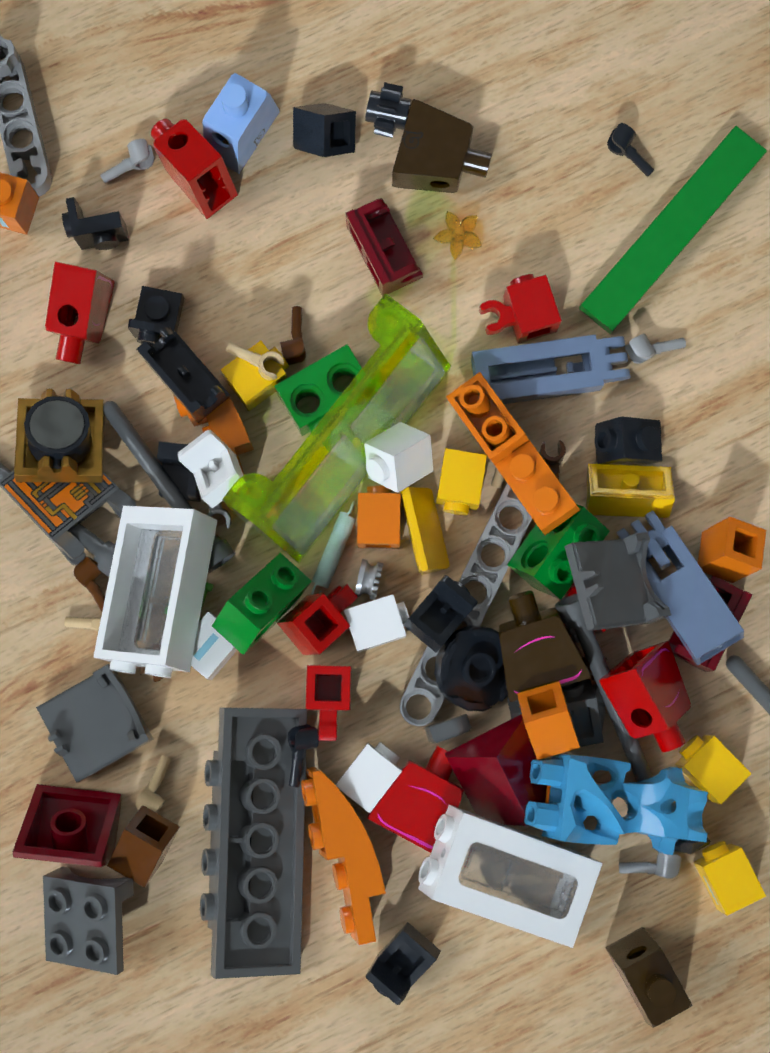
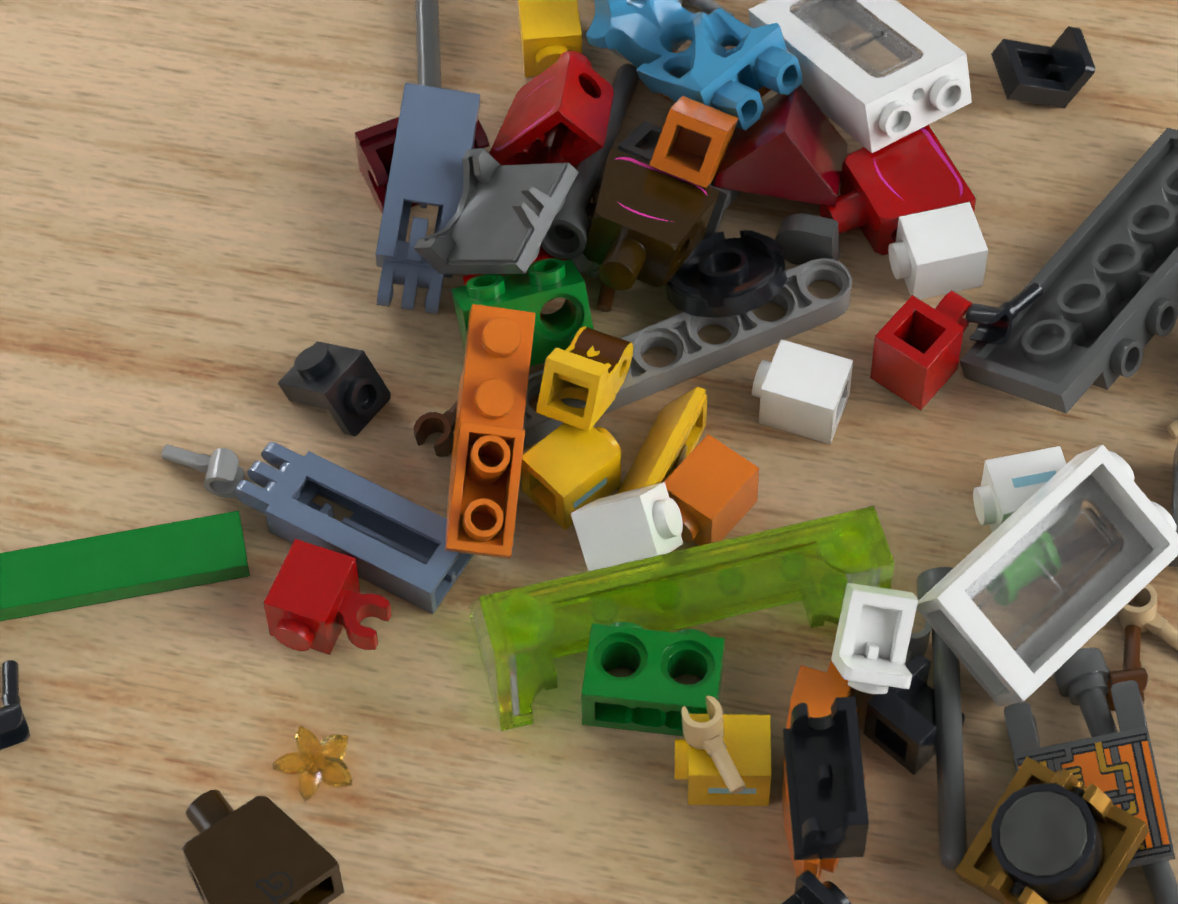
camera: 140 degrees left, 25 degrees down
(261, 603) = (930, 476): green brick -> none
(294, 349) = (647, 765): reddish brown hand -> none
(317, 620) = (875, 426): red brick -> none
(334, 549) = (794, 505): light aqua piece -> none
(342, 836) = (1023, 191): orange slope -> none
(367, 579) = (774, 443): light grey bush -> none
(382, 246) = (429, 804): dark red hinge -> none
(441, 613) = (722, 335): black bracket -> none
(489, 525) = (587, 371): none -> yellow leg
(629, 490) = (395, 349): yellow slope -> none
(732, 549) = (333, 191): orange brick -> none

